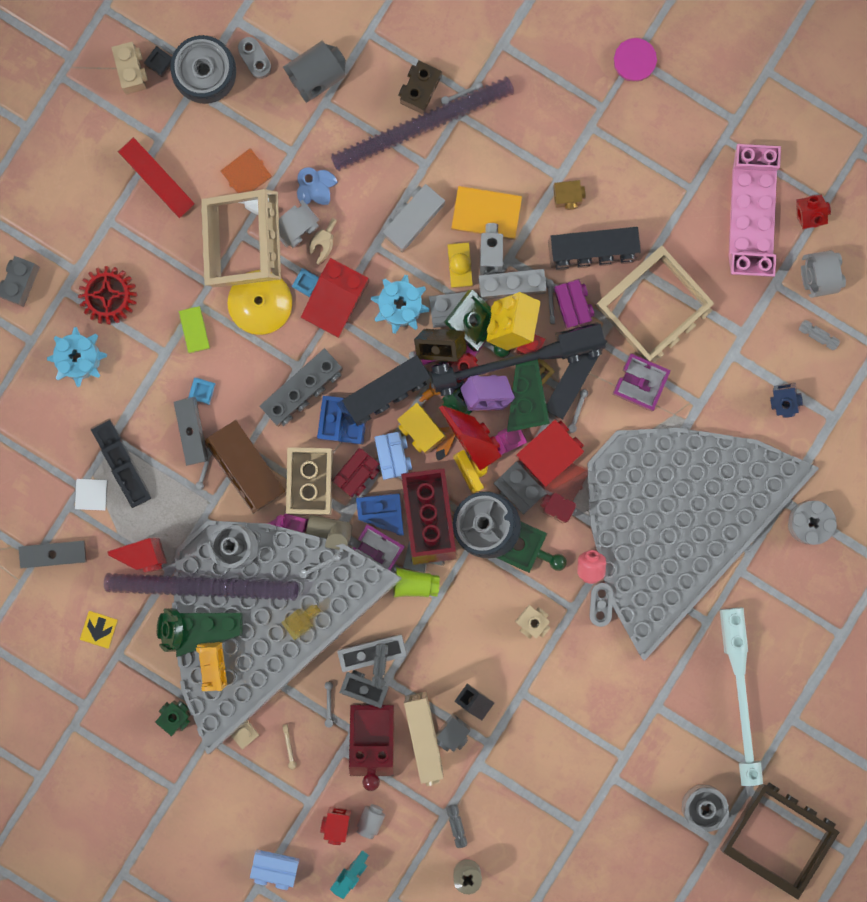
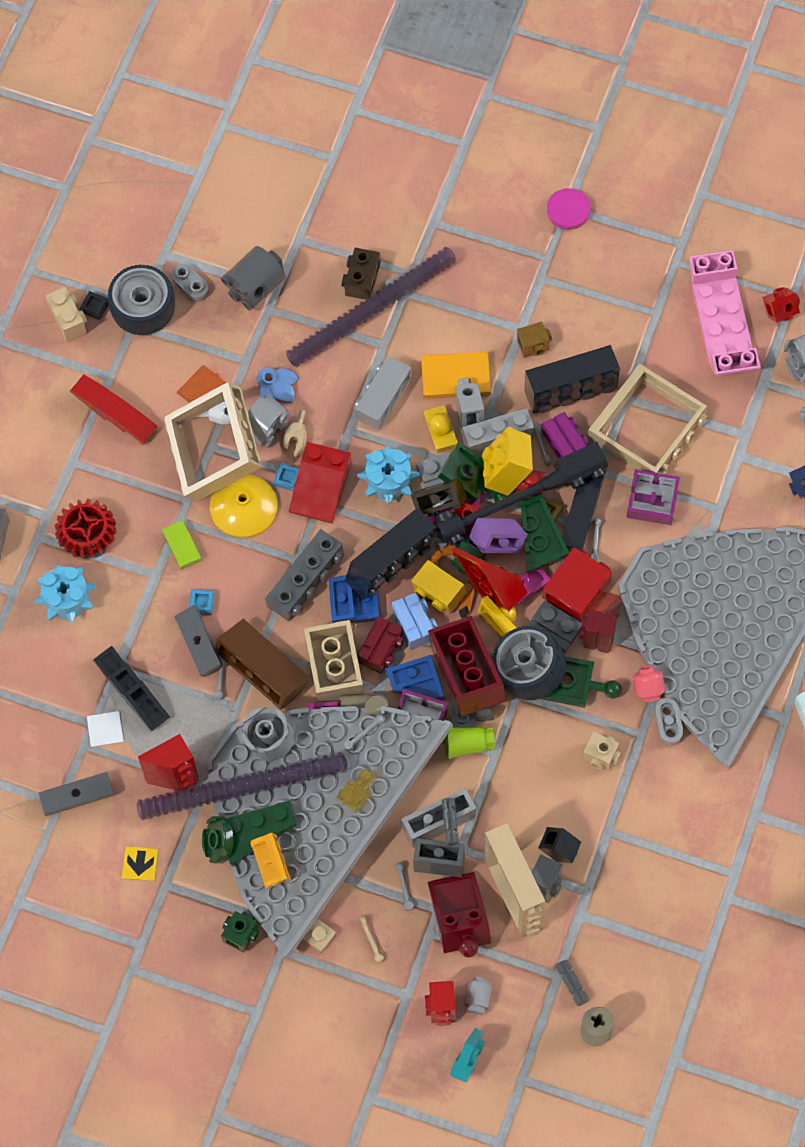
camera: 10 degrees left, 20 degrees down
(274, 869) = (384, 1069): light blue brick -> none

